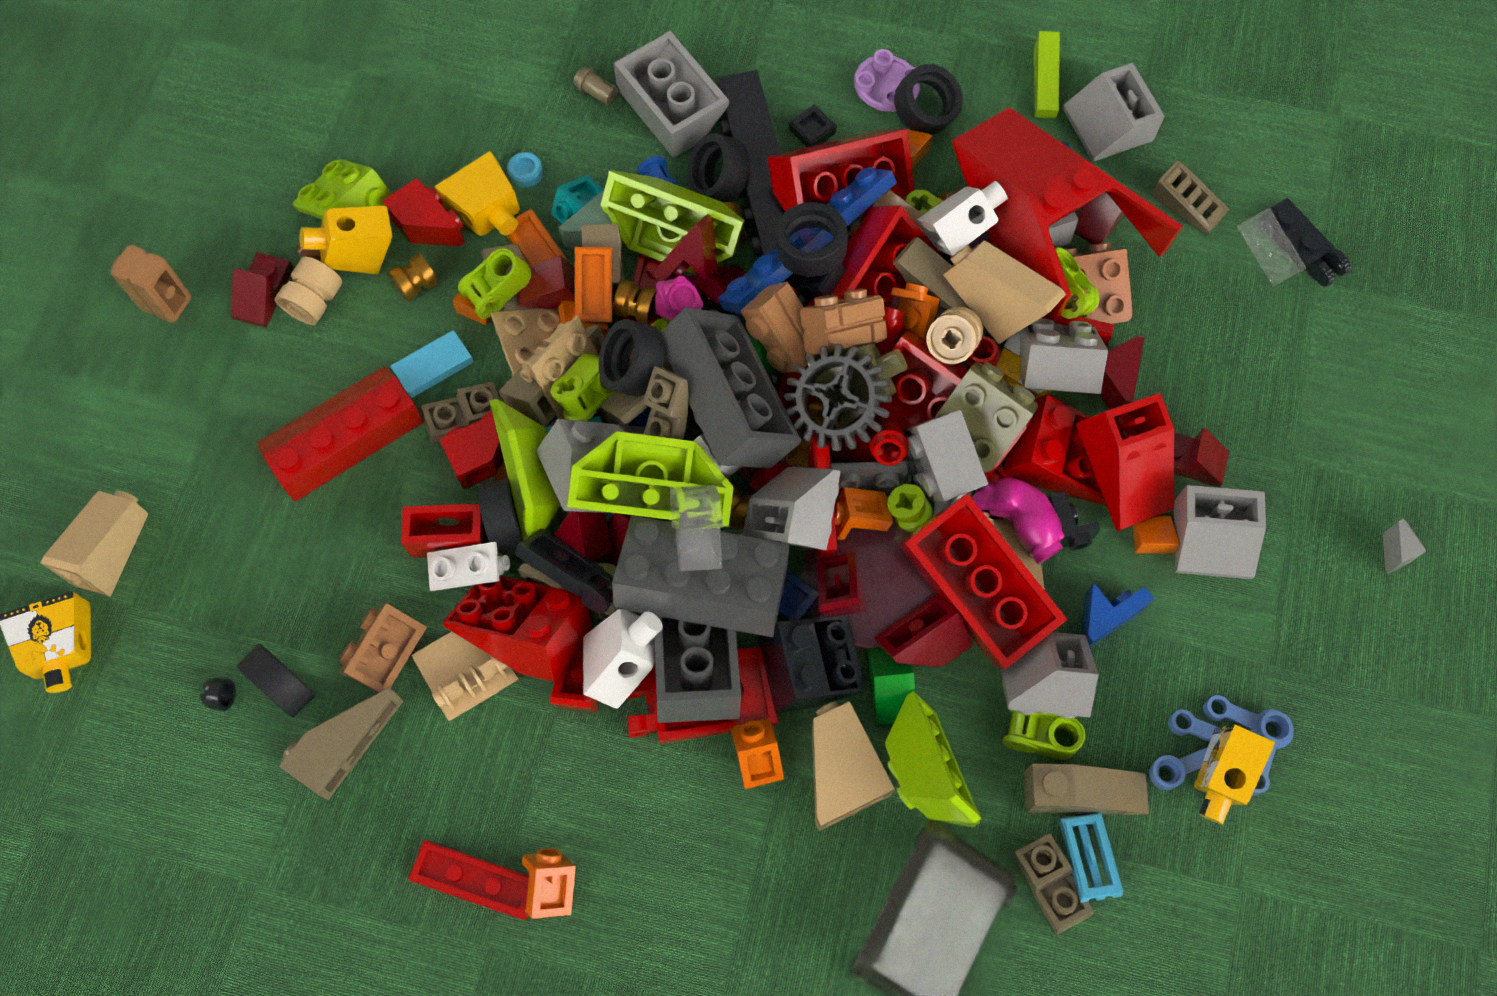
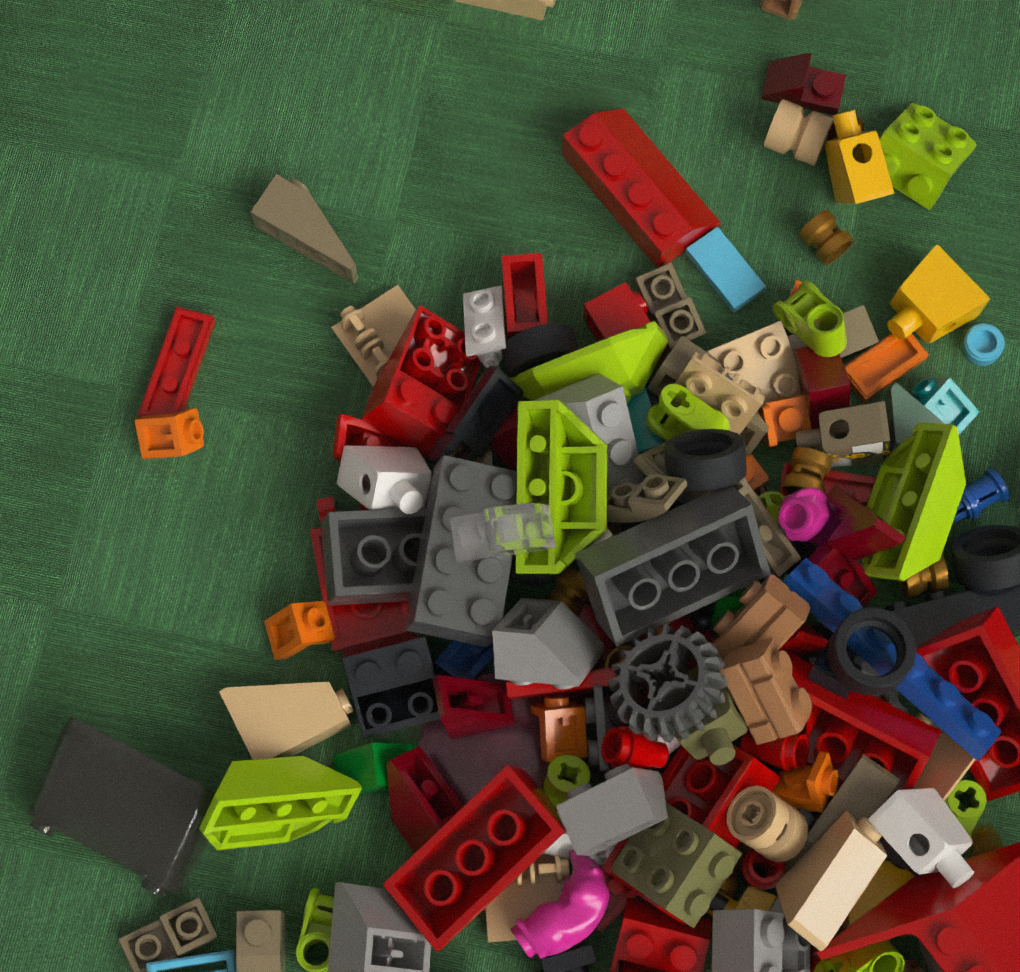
camera: 90 degrees right, 5 degrees up
(218, 694) = (354, 113): black hinge -> none
(275, 680) = (362, 159): black tyre -> none
(382, 647) = (402, 255): medium nougat bracket -> none
(421, 217) = (904, 236): red slope -> none
(594, 284) = (815, 422): orange tile -> none

